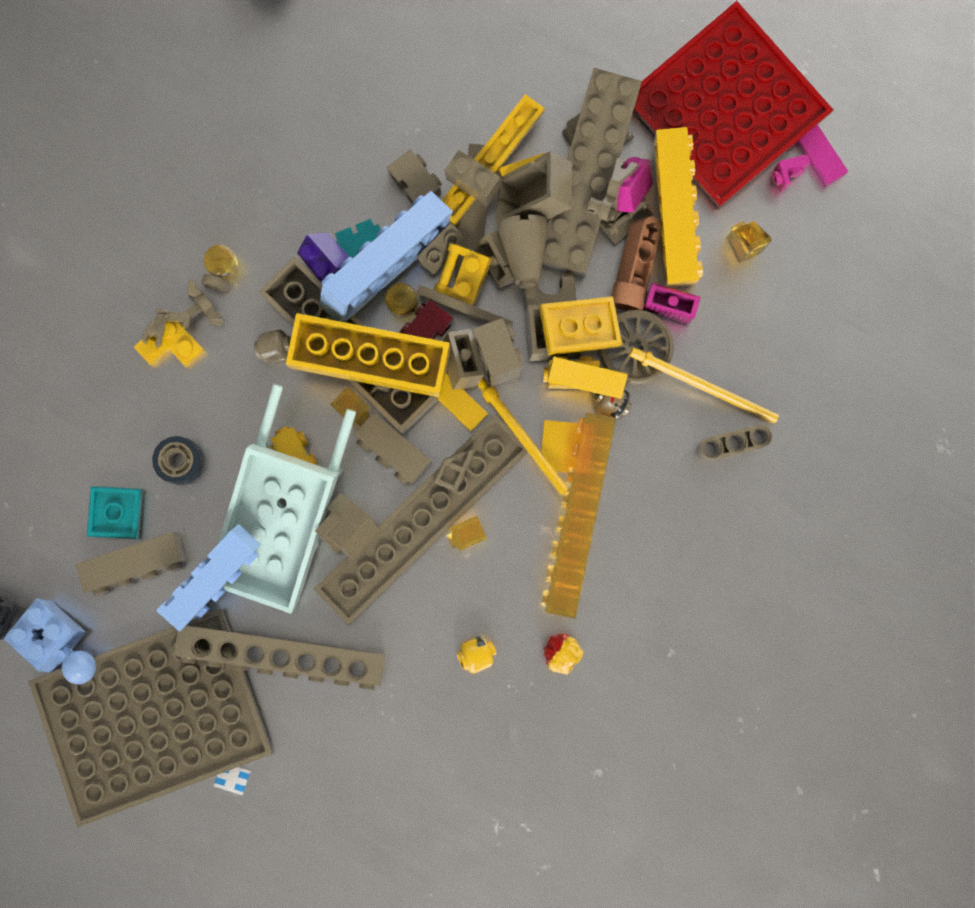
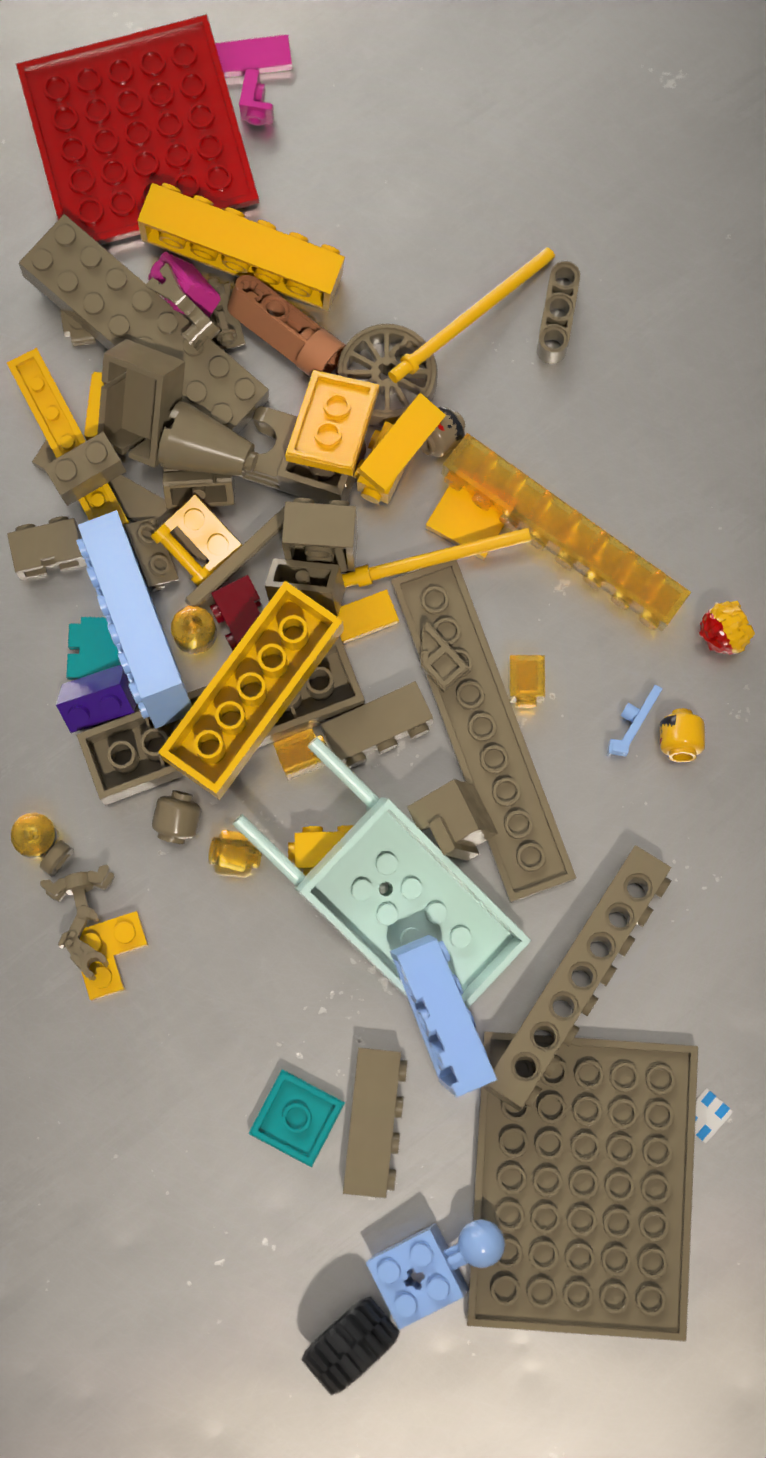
camera: 65 degrees left, 5 degrees down
(164, 456) = (247, 997): wheel -> none
(260, 393) = (233, 855): none -> clear yellow head
(477, 618) = (636, 716): none -> light blue piece
(671, 303) = (354, 306): dark pink brick -> none
(748, 240) = (317, 184): clear yellow slope -> none

